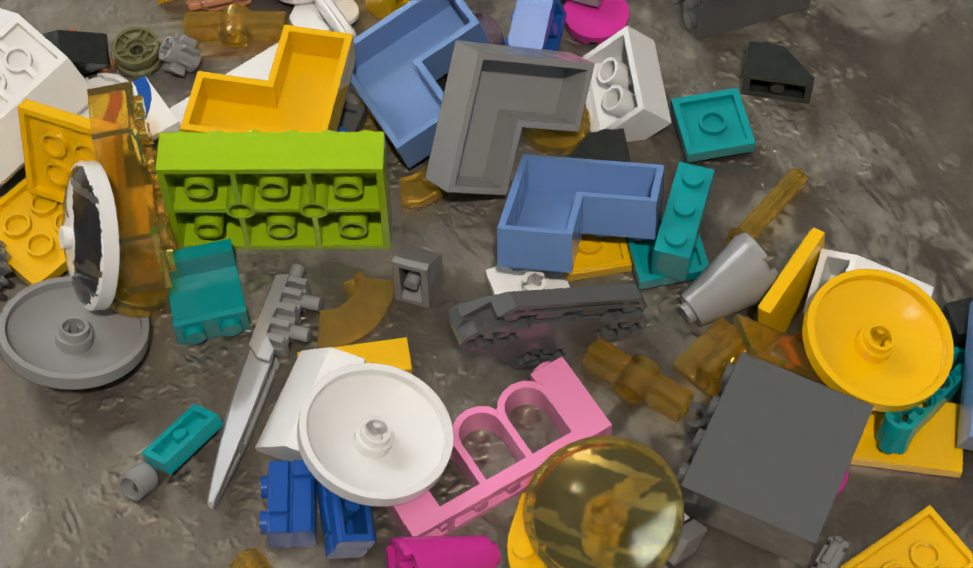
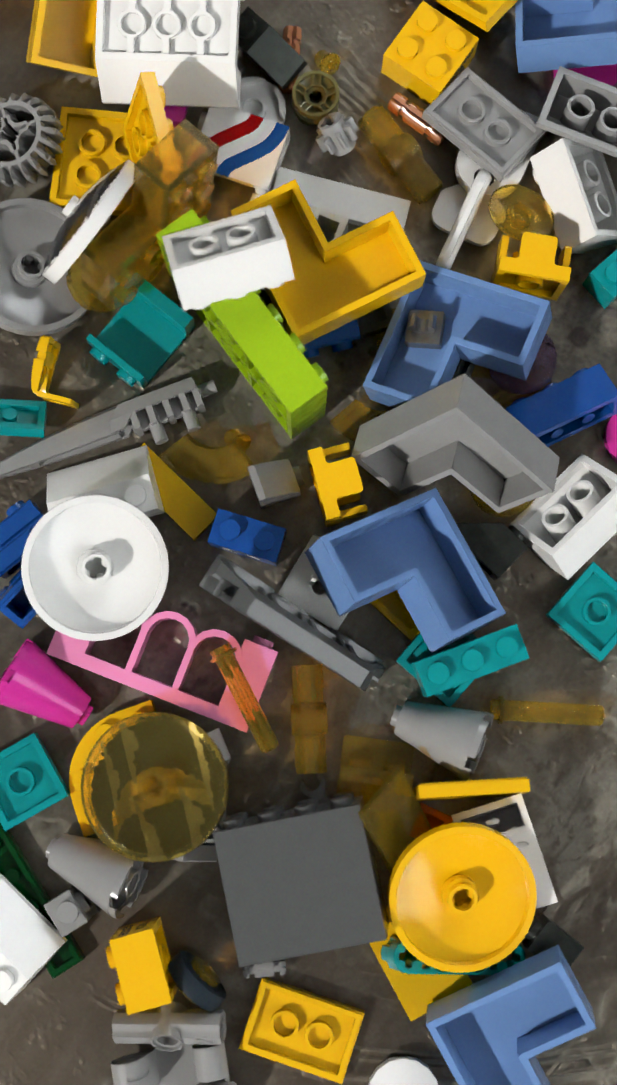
camera: 50 degrees right, 25 degrees up
(114, 29) = (327, 61): none -> clear yellow piece
(171, 385) = (43, 371): none -> yellow piece
(225, 124) = (228, 258): none -> white slope
(388, 89) = (425, 329): none -> flat silver tile
(429, 327) = (247, 537): none -> blue brick
(452, 228) = (336, 483): none -> yellow panel
(581, 400) = (244, 697): none -> clear yellow axle

